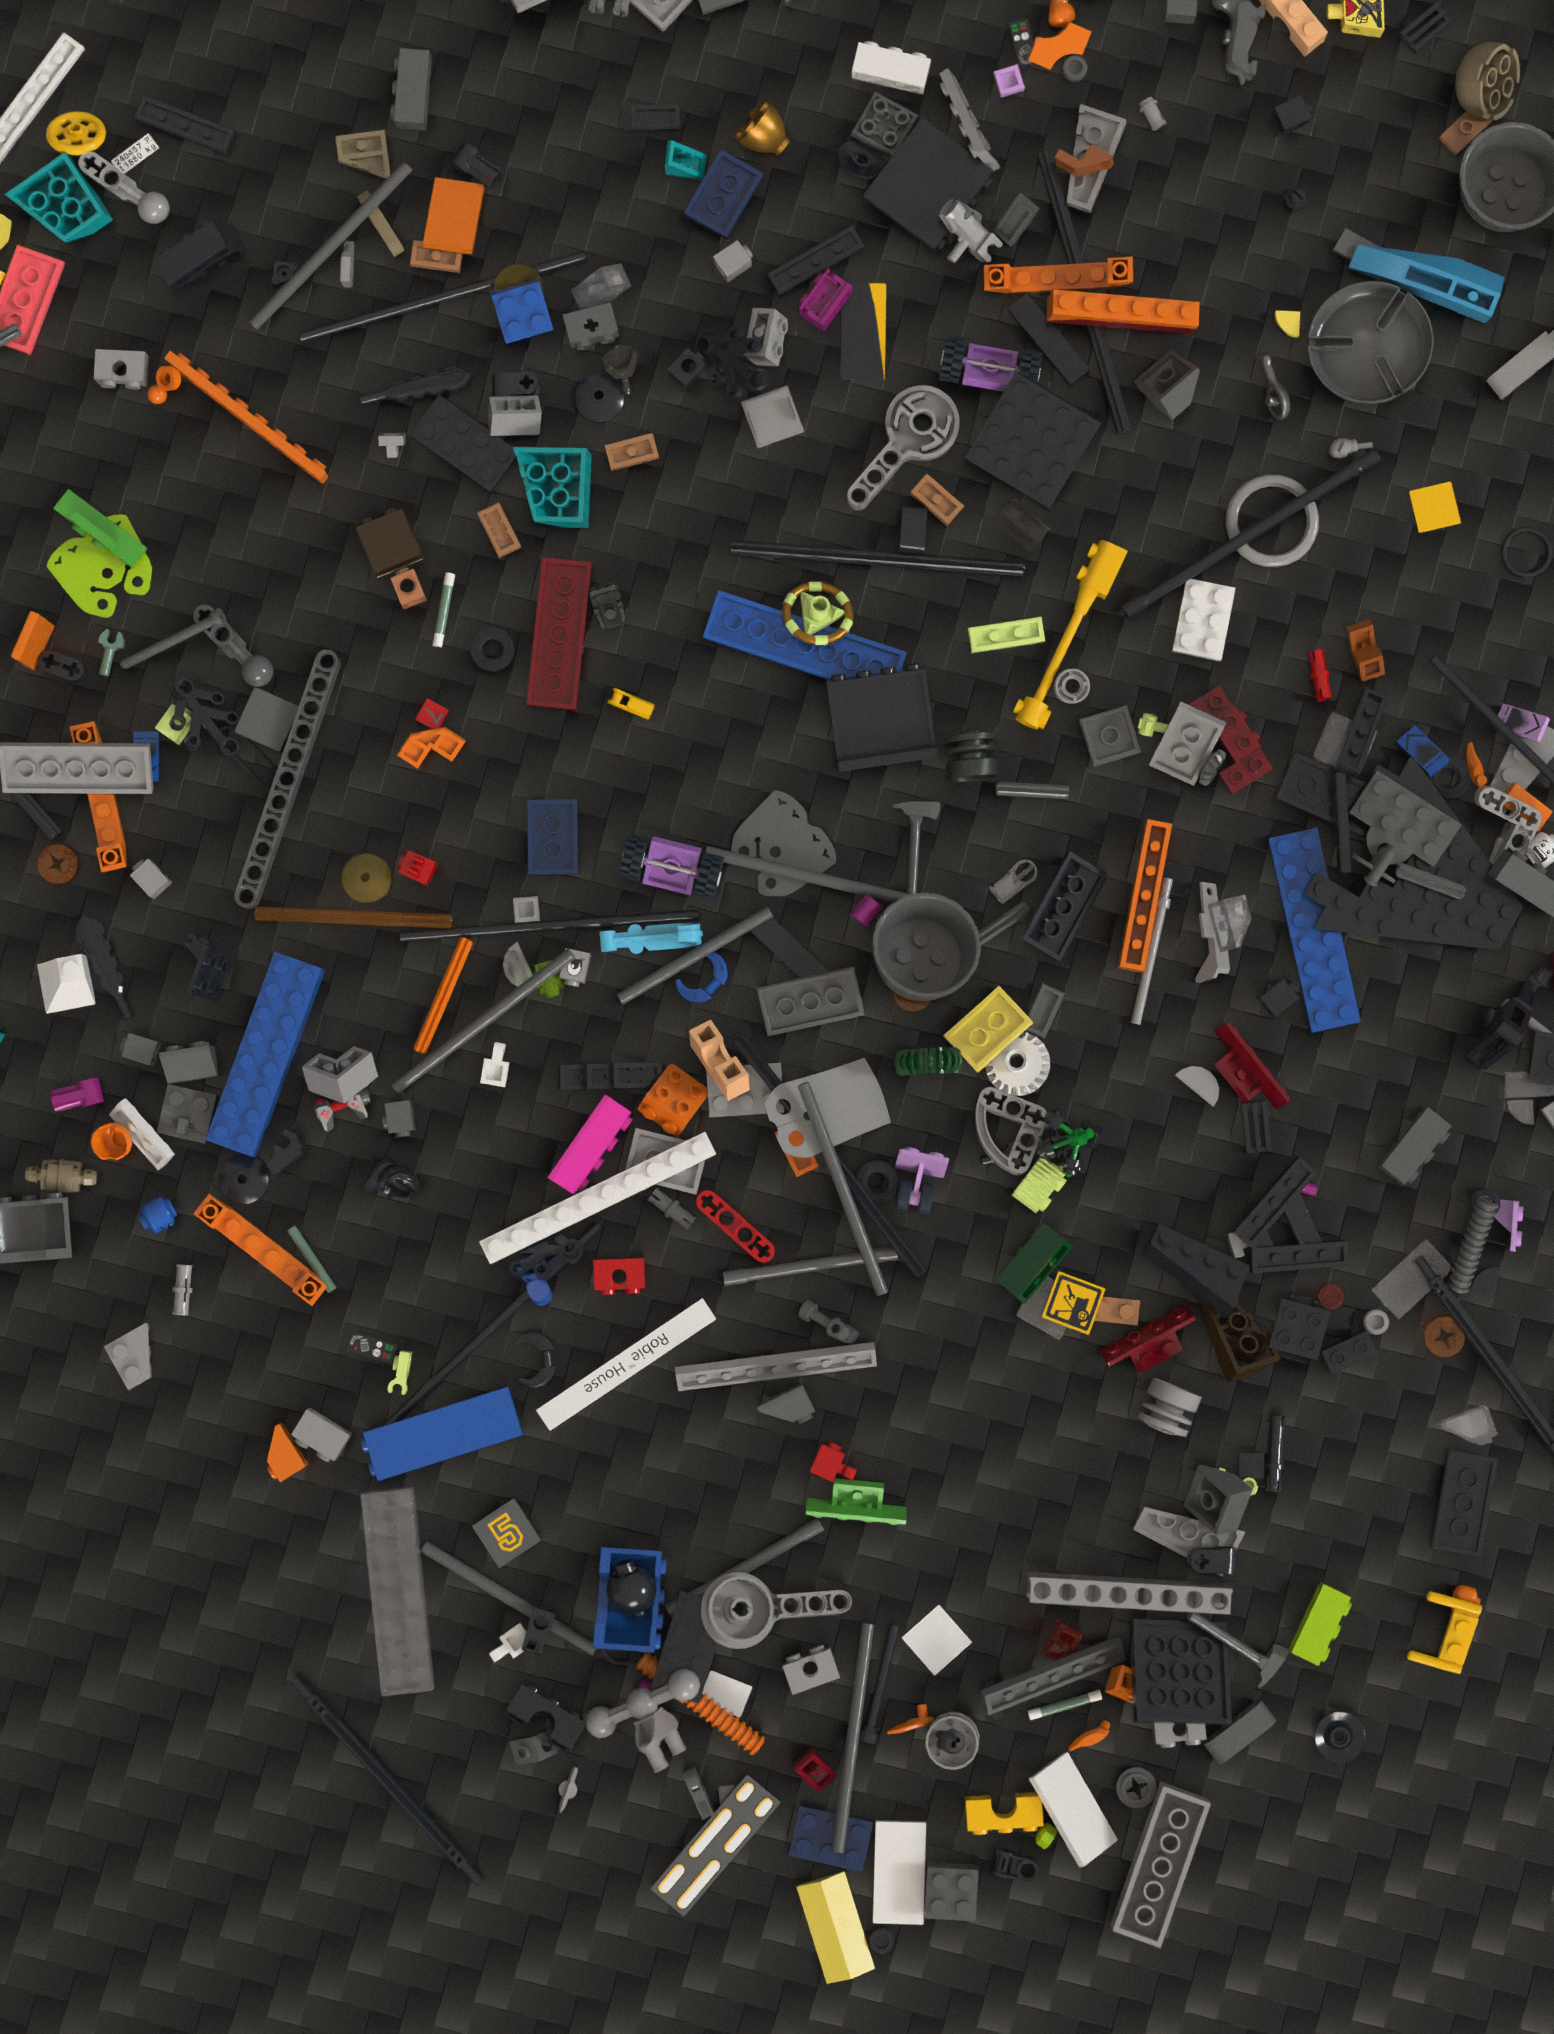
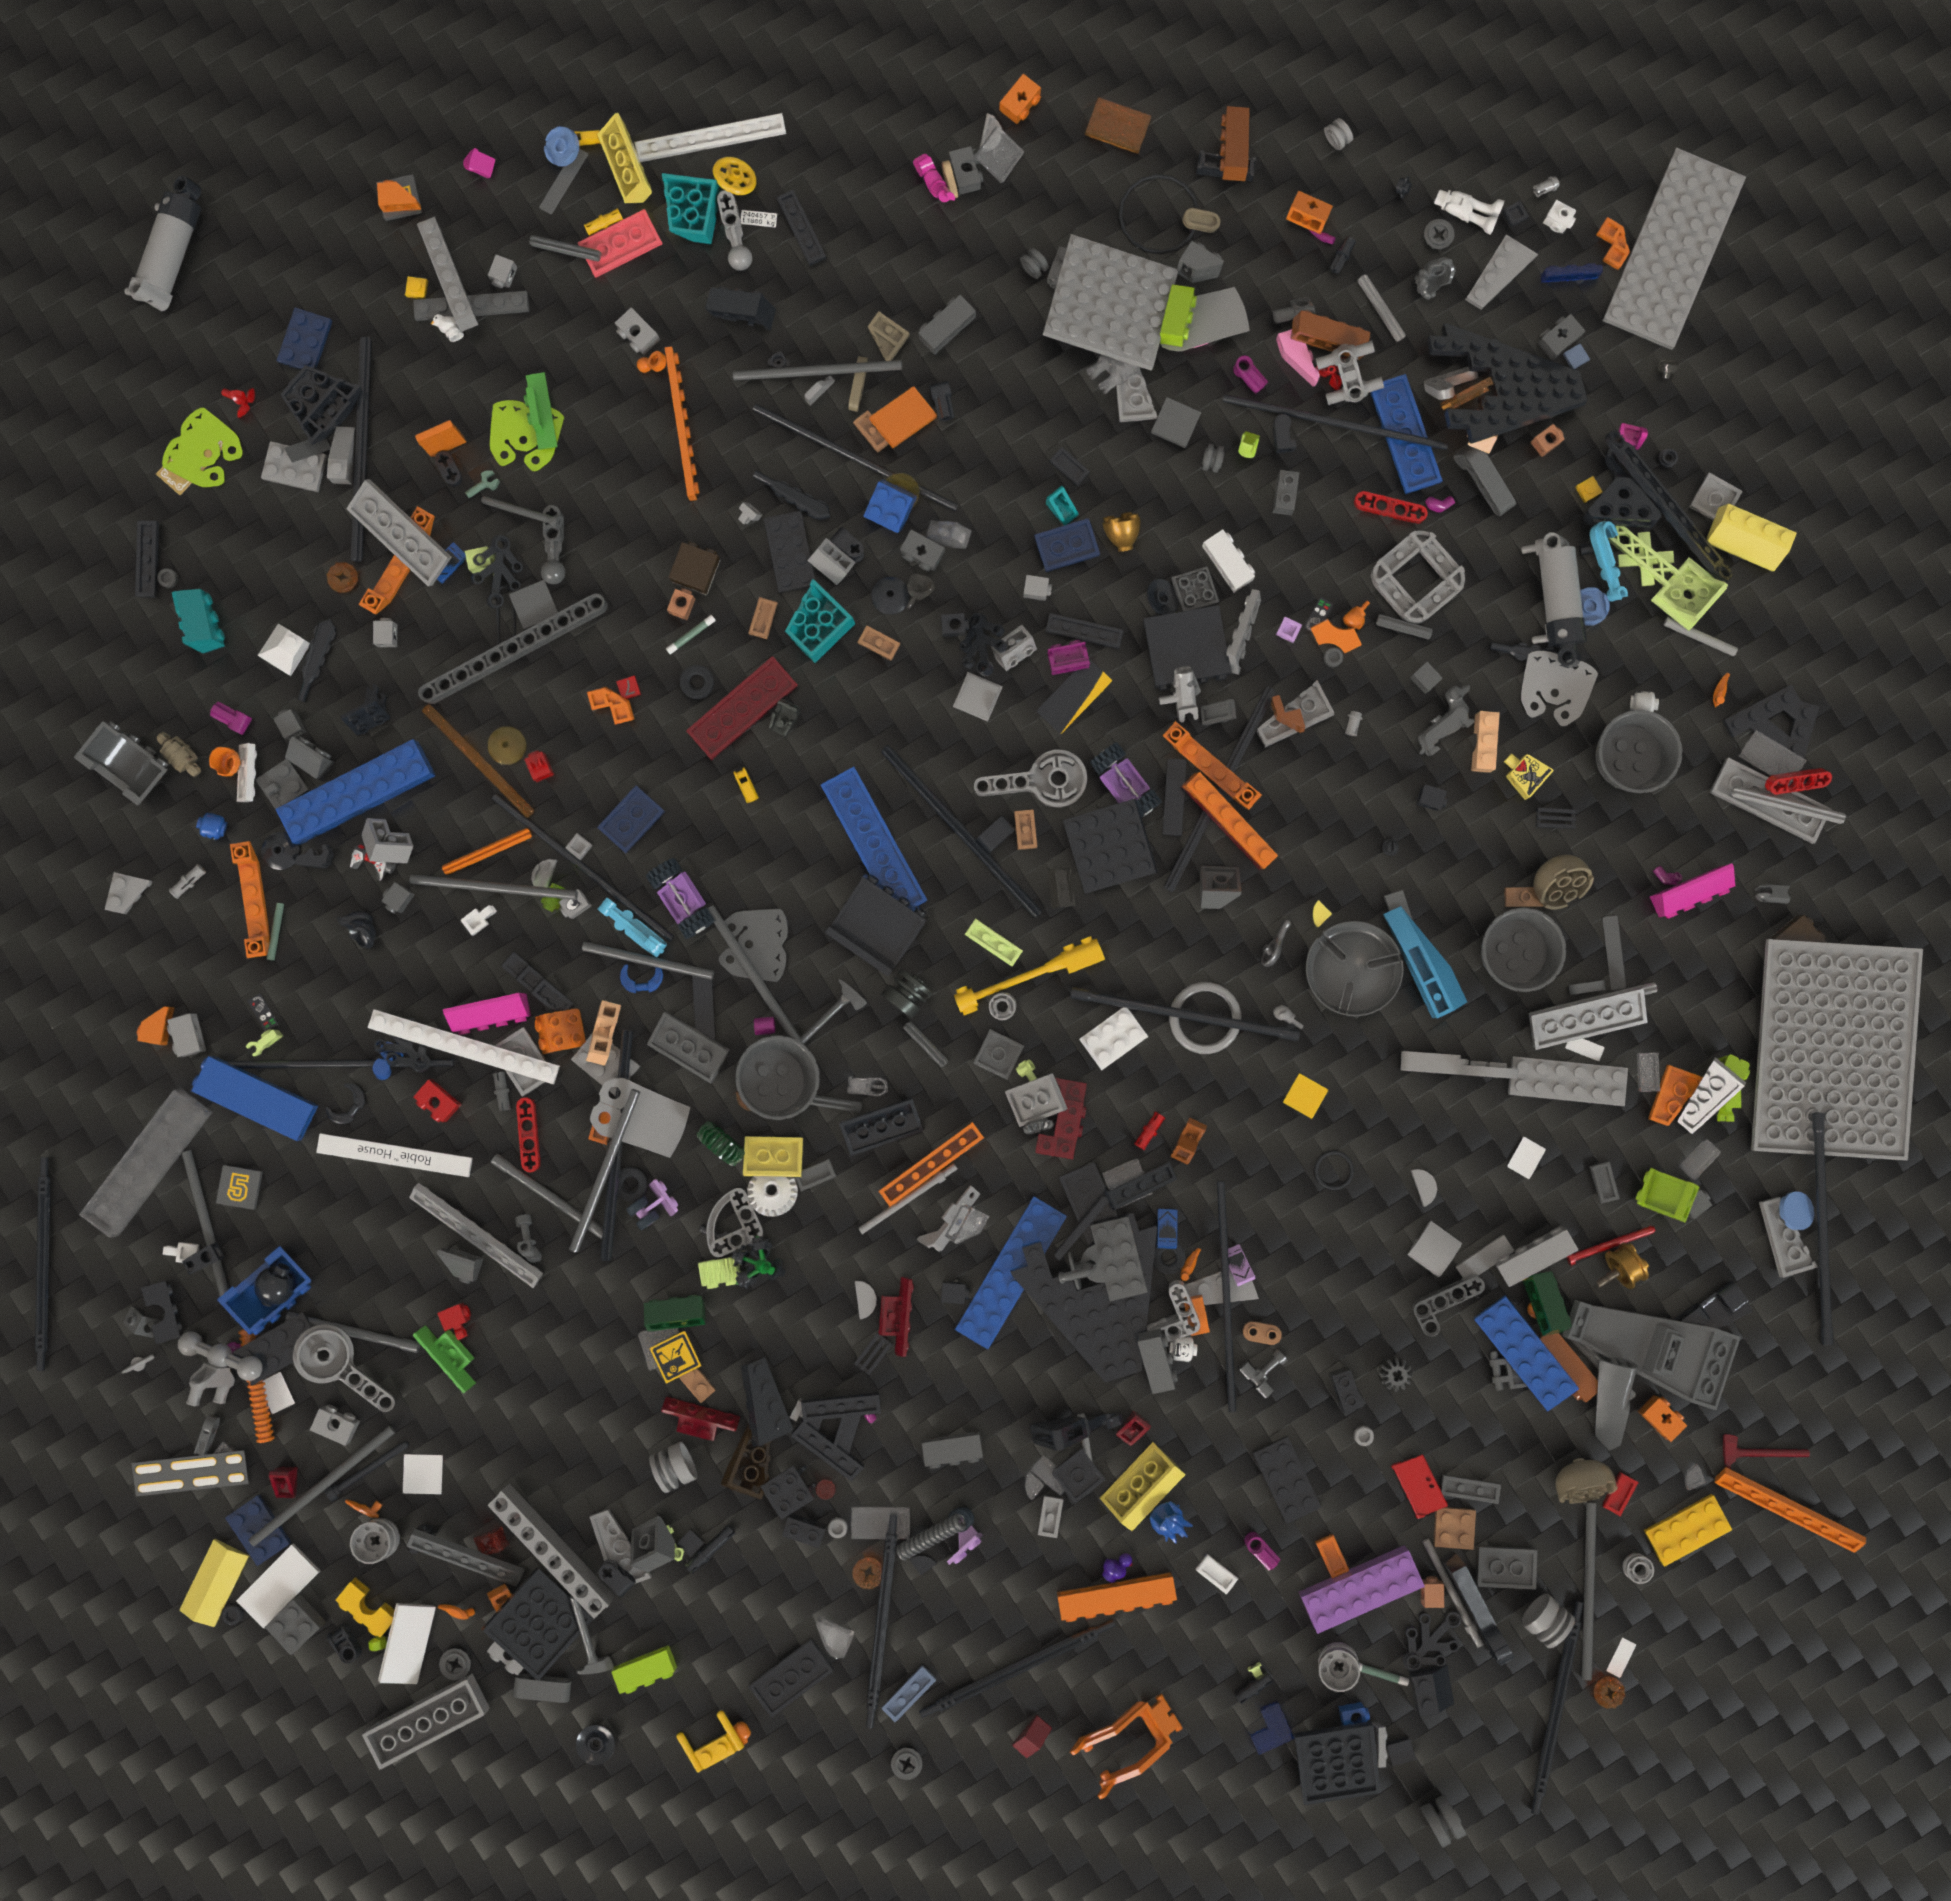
camera: 40 degrees right, 0 degrees up
(817, 613) = (897, 831): yellowish green piece -> none
(945, 1740) = (368, 1537): black piece -> none
(1064, 1704) = (459, 1579): sand green bar -> none
(1430, 880) = (1100, 1307): dark grey axle -> none

